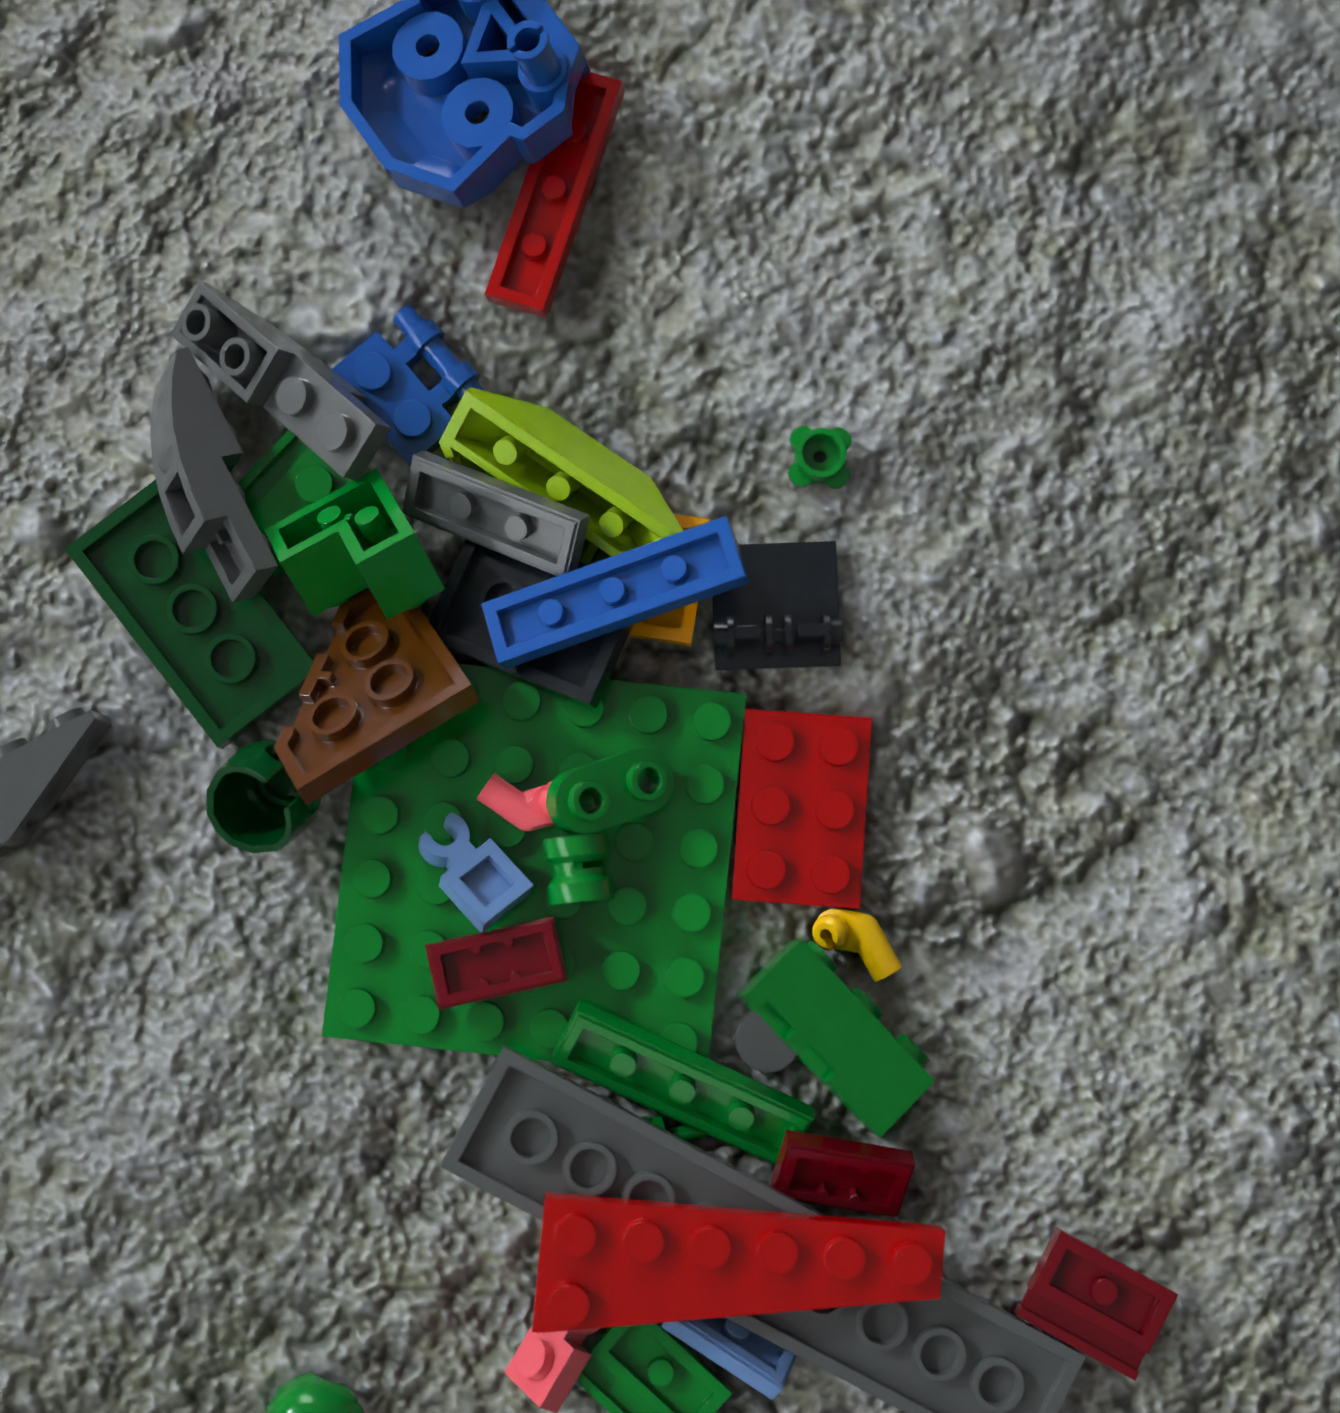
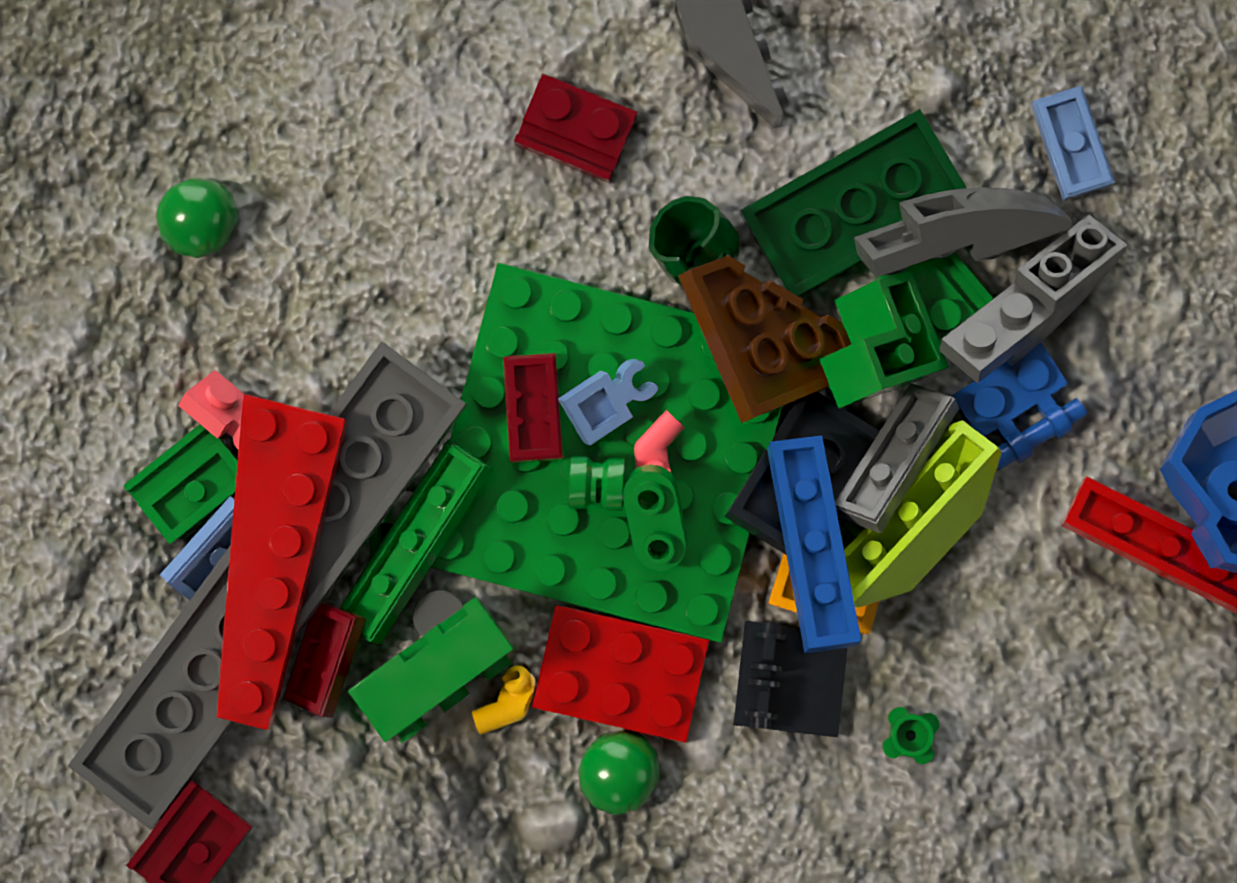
camera: 105 degrees right, 0 degrees up
(85, 364) = (1072, 143): none -> medium blue plate
(141, 966) = (575, 128): none -> dark red plate
(918, 792) = (619, 772): none -> green hair

